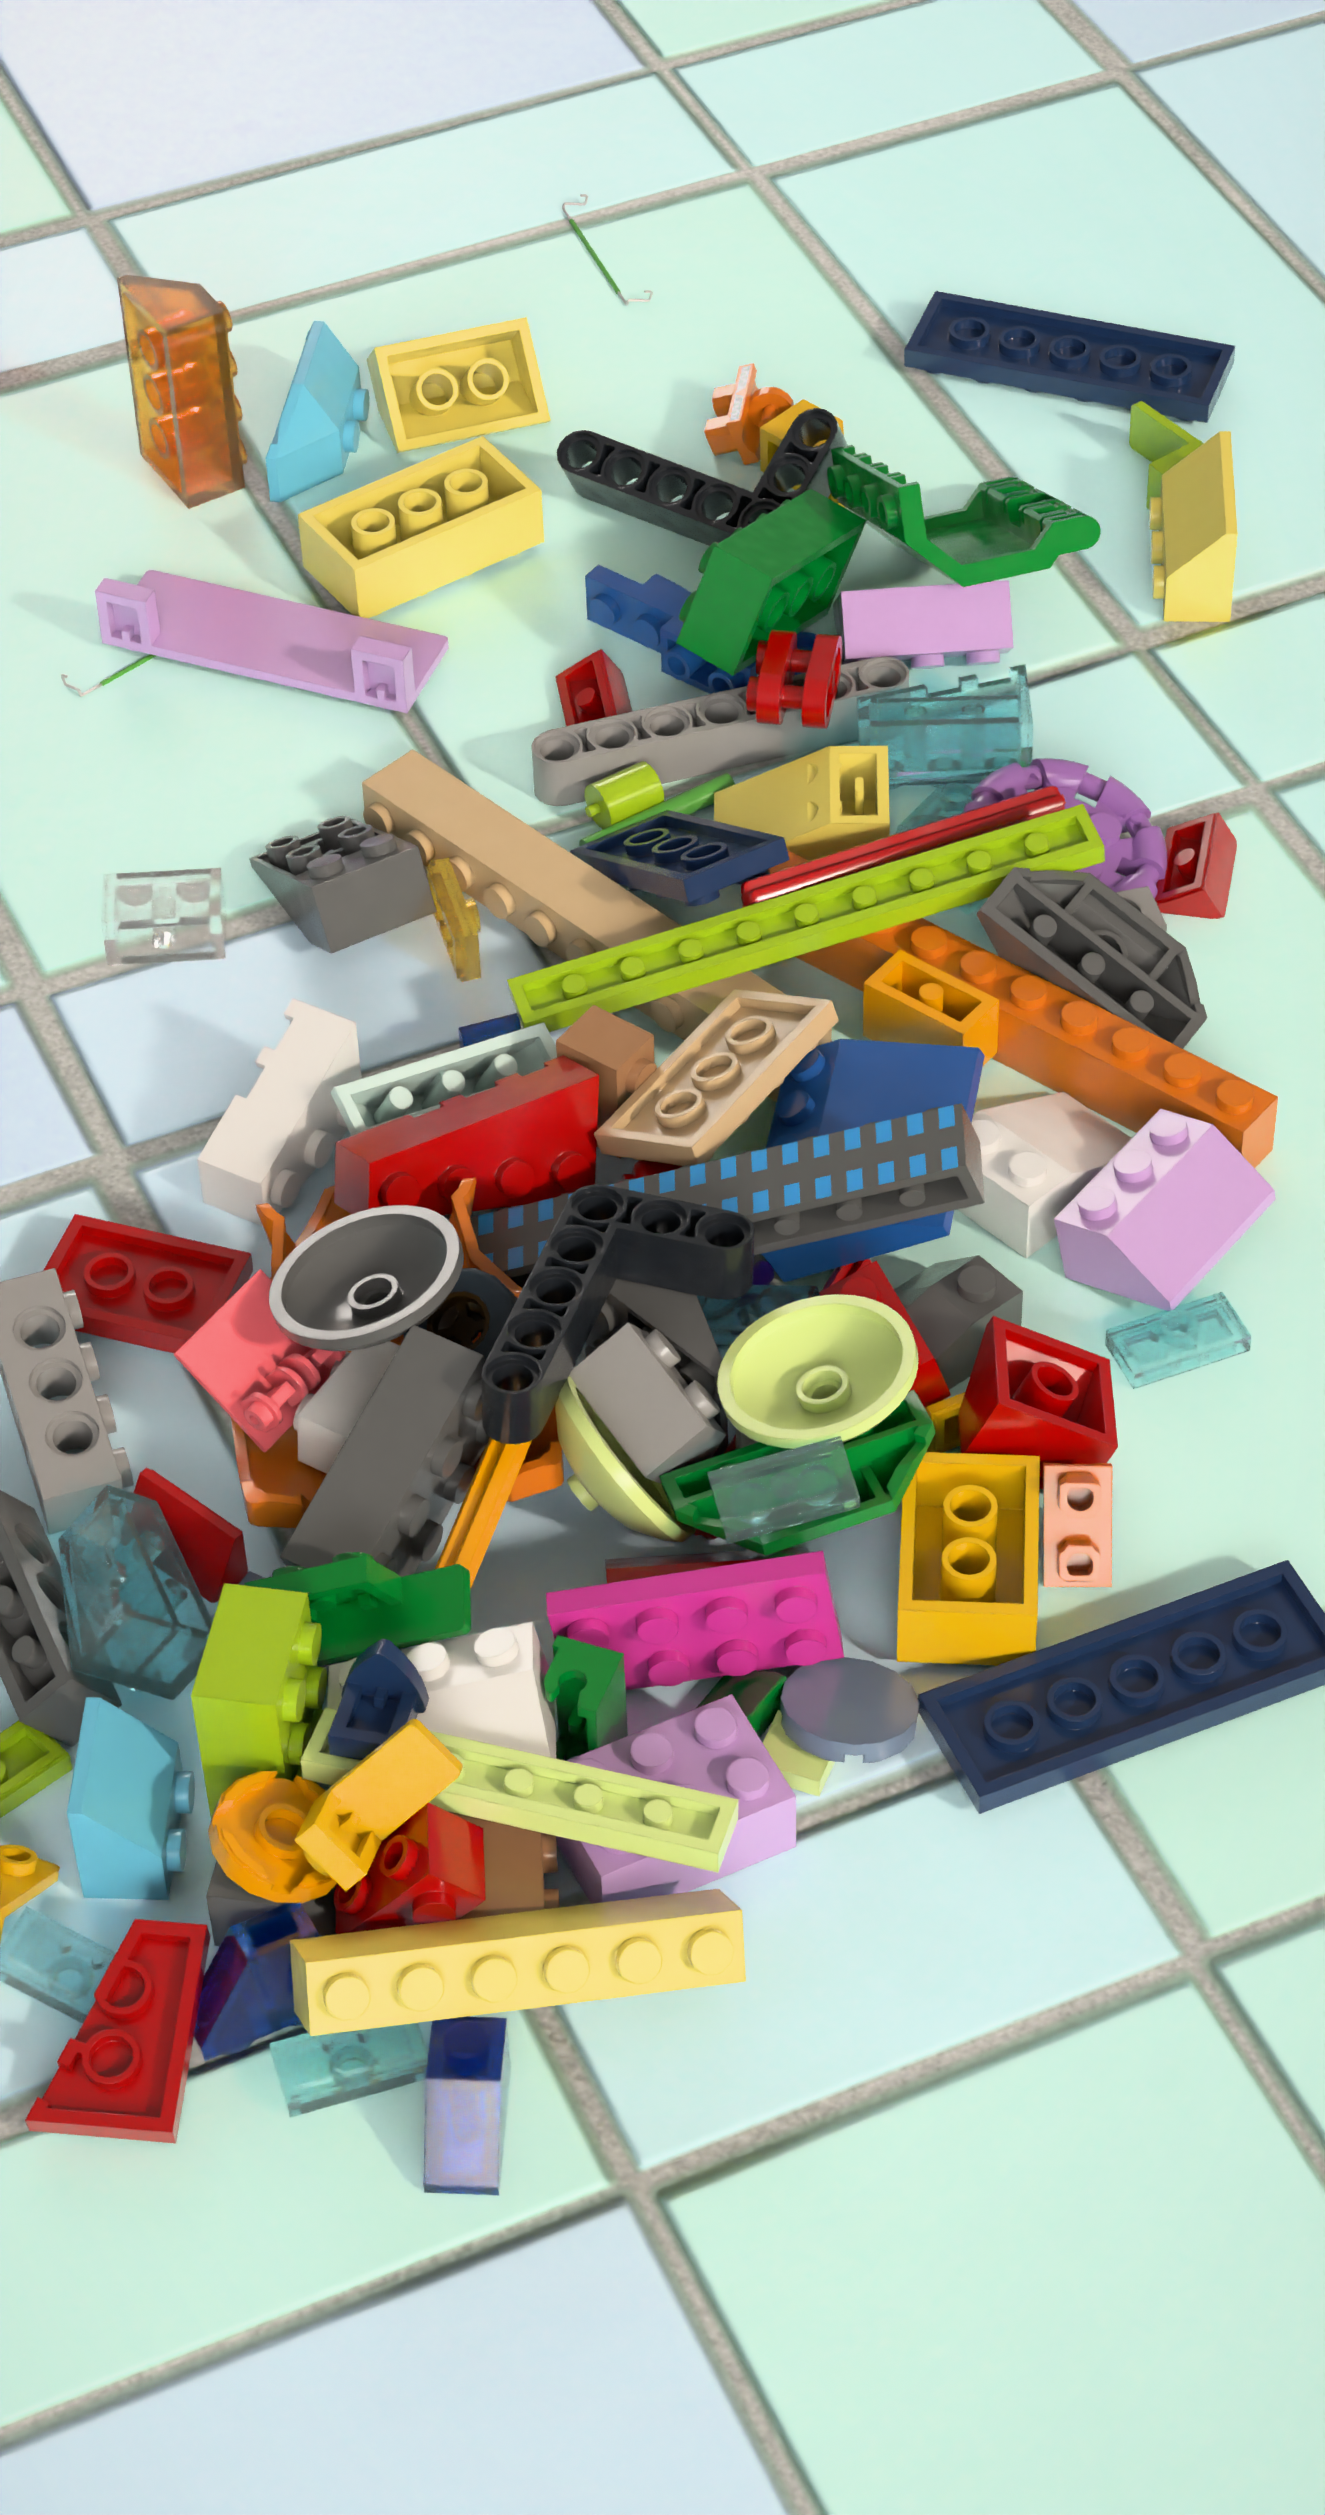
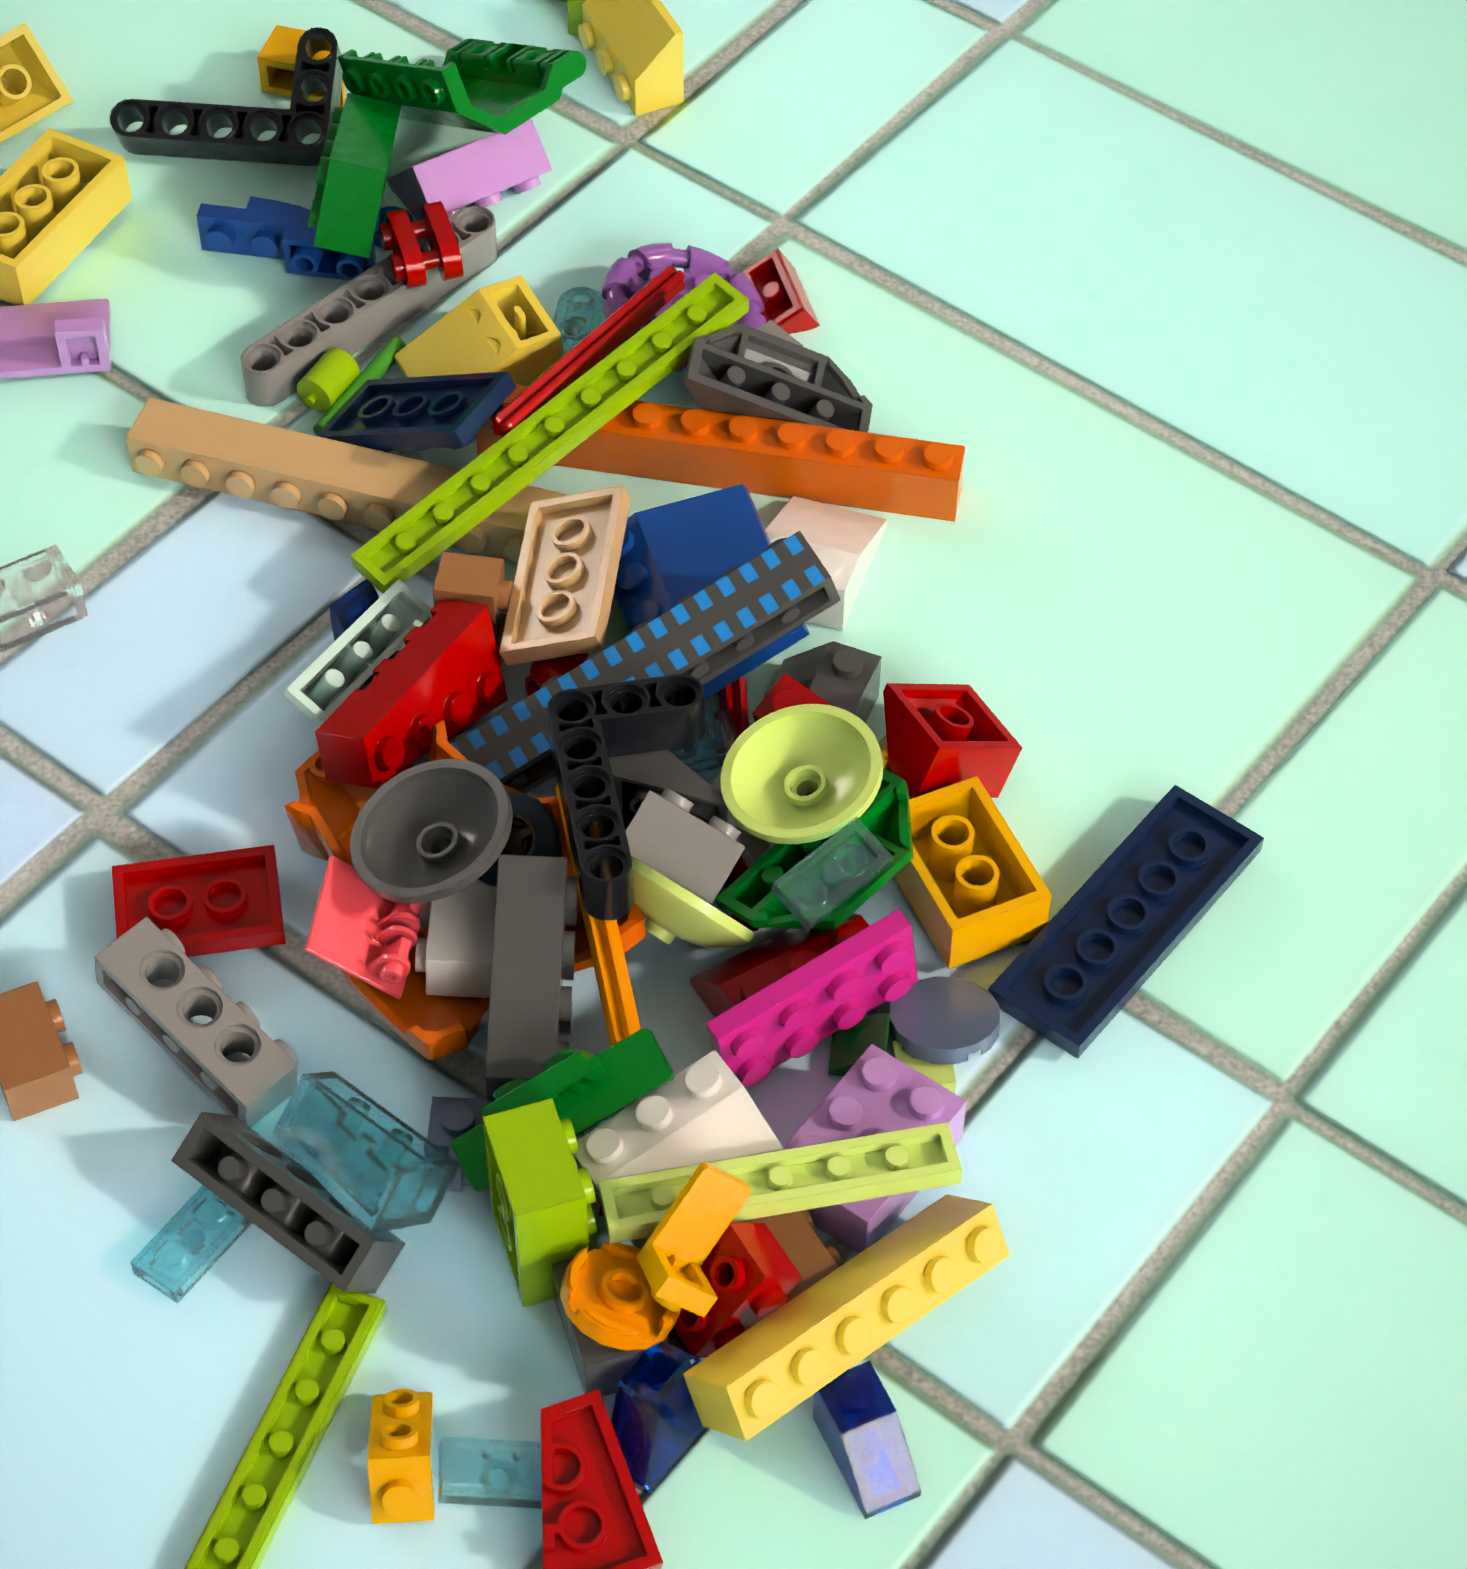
camera: 30 degrees left, 5 degrees up
(127, 1806) = (469, 1323): medium azure slope -> none
(205, 1539) = (389, 1084): red slope -> none
(287, 1121) = (236, 726): white wedge -> none
(346, 882) = (154, 521): dark grey slope -> none
(347, 2065) = (741, 1466): clear light blue plate -> none
(376, 1701) = (644, 1163): dark blue tile -> none
(456, 920) = (260, 522): clear yellow plate -> none
(588, 1696) = (774, 1087): green hinge -> none
(592, 690) = (248, 308): red slope -> none
(741, 413) = (229, 50): orange hips -> none
(927, 1006) = (671, 467): light orange brick -> none
(950, 732) = (554, 249): clear light blue wedge -> none
(1077, 1525) = (1024, 807): hips -> none
(1161, 1212) = (930, 562): lavender slope -> none
(1178, 1340) = (991, 651): clear light blue plate -> none

